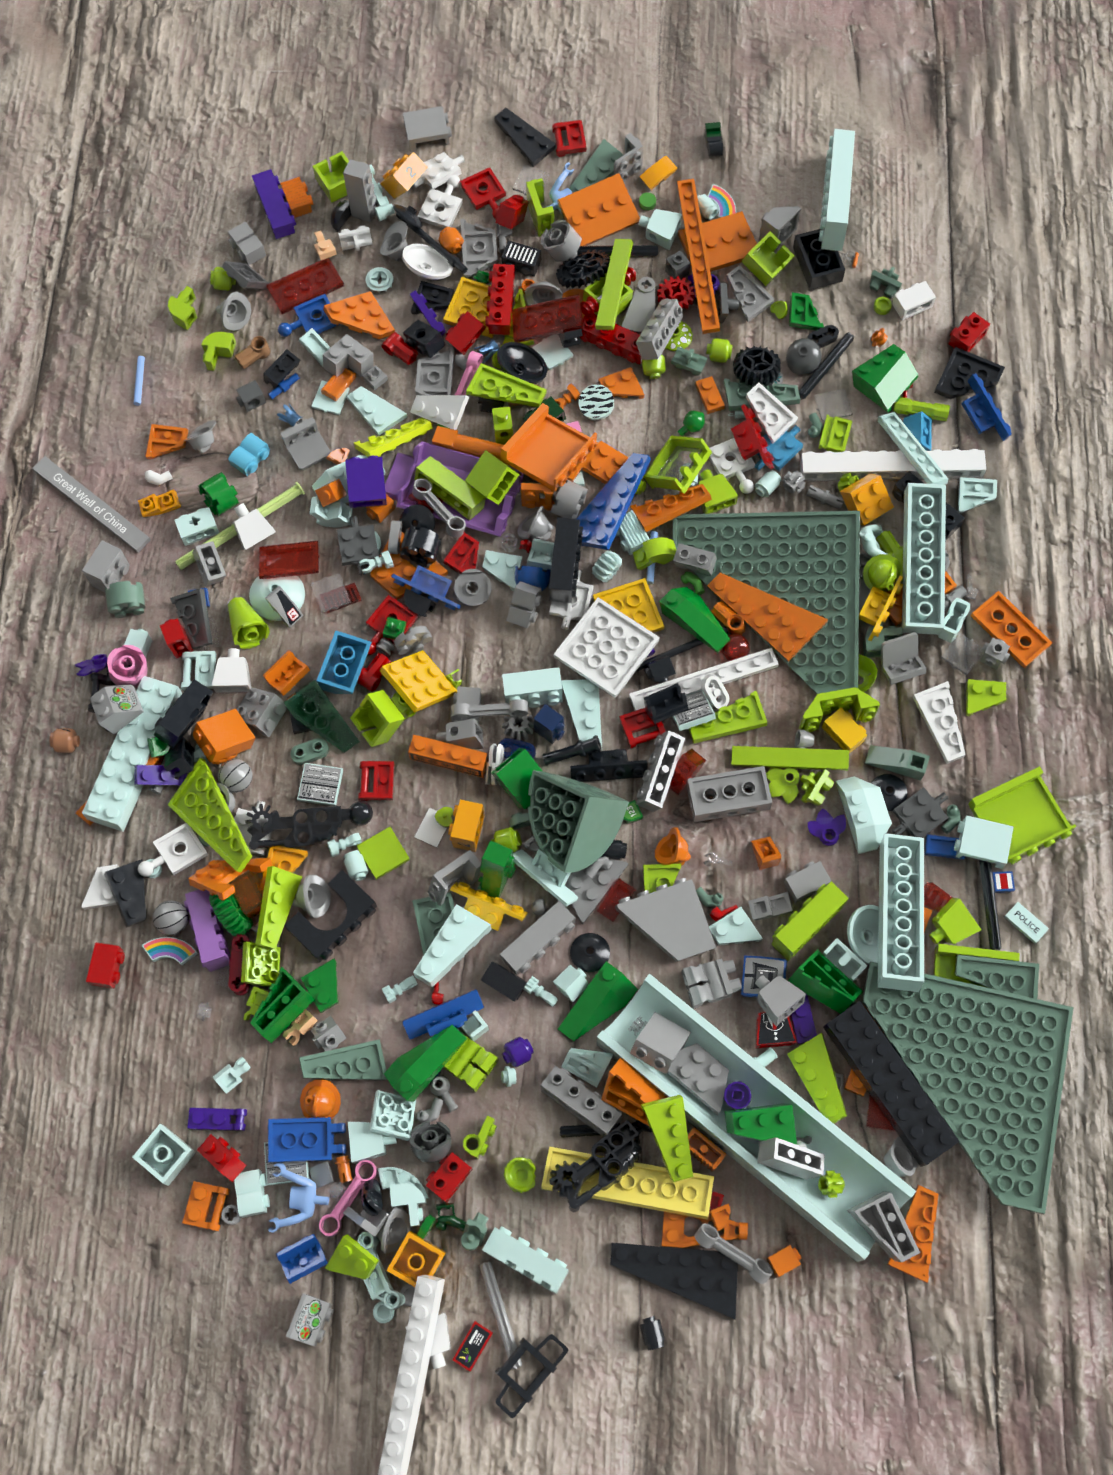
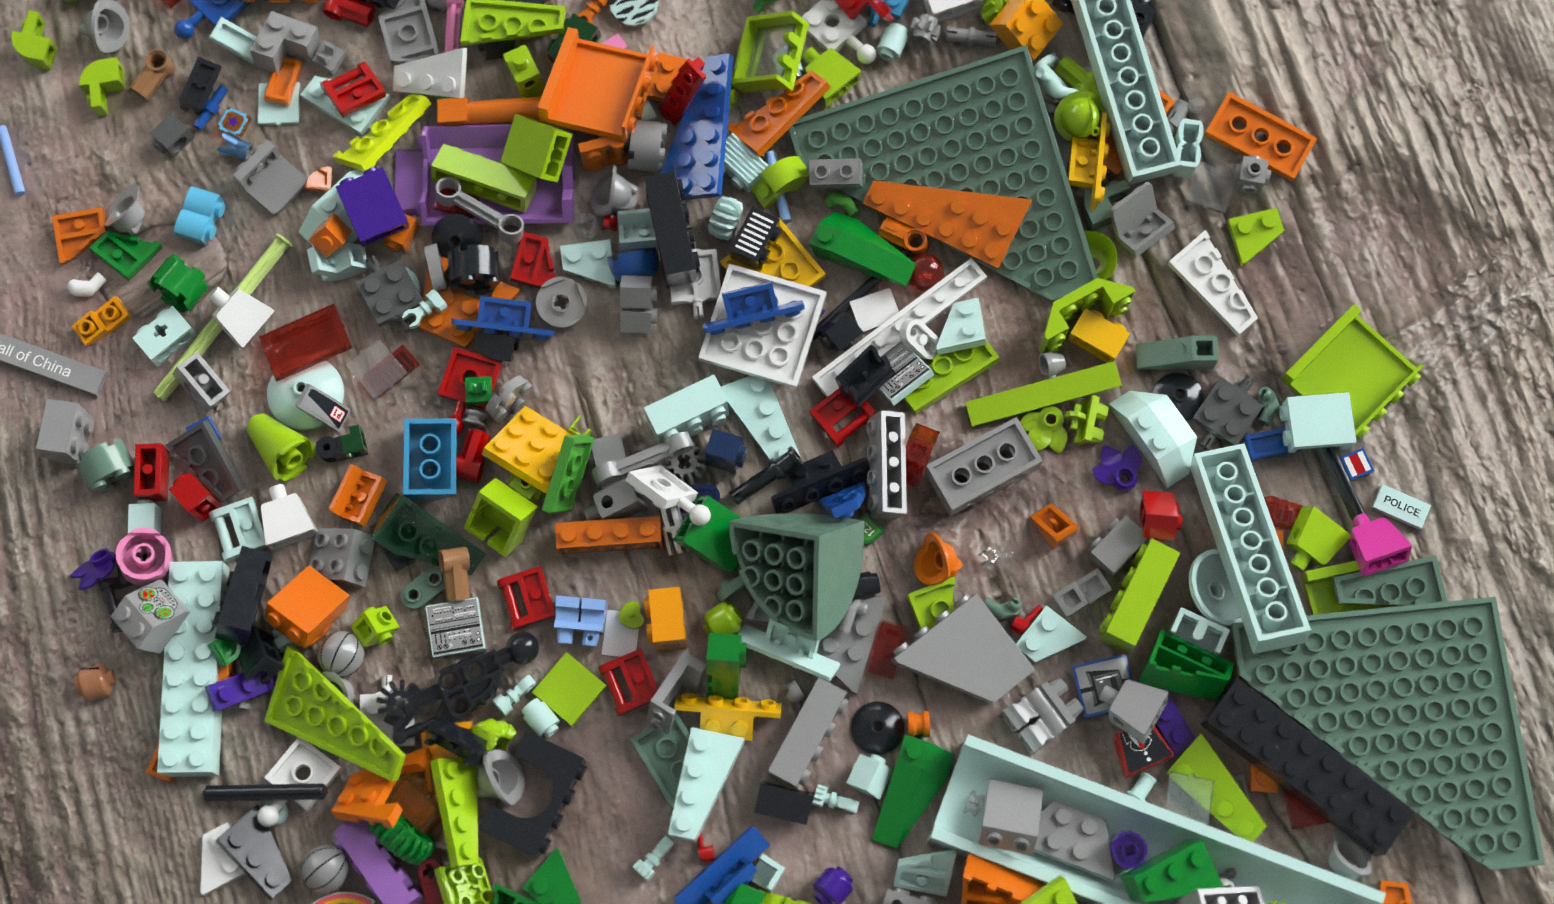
camera: 20 degrees left, 5 degrees up
(149, 851) = (265, 792): none -> black axle
(154, 612) = (151, 472): none -> red brick
(191, 464) = (124, 253): none -> green wing
(265, 765) = (375, 626): none -> lime brick
(289, 637) = (343, 446): none -> leg
(291, 860) = (457, 740): none -> black hinge
(296, 400) = (234, 121): none -> clear orange tile
(317, 864) = (495, 732): none -> lime hair
(334, 741) = (454, 566): none -> medium nougat piece
(383, 406) = (355, 95): none -> red plate
(408, 804) = (568, 619): none -> light blue hips
(432, 860) = (637, 677): none -> red plate
(434, 703) = (568, 473): none -> bright green tile
(498, 735) = (668, 491): none -> white plate
(602, 628) = (751, 305): none -> blue bracket
(606, 469) = (682, 90): none -> red bracket
(617, 786) = (844, 501): none -> blue wing
(619, 958) = (918, 724): none -> orange wheel
(622, 586) = (755, 238): none -> black brick
(690, 661) = (874, 309): none -> white sticker
(748, 693) = (963, 328): none -> light aqua wing
(798, 1075) = (1190, 796): none -> clear piece
(844, 869) = (1159, 515): none -> red brick
(997, 941) = (1377, 545): none -> dark pink torso

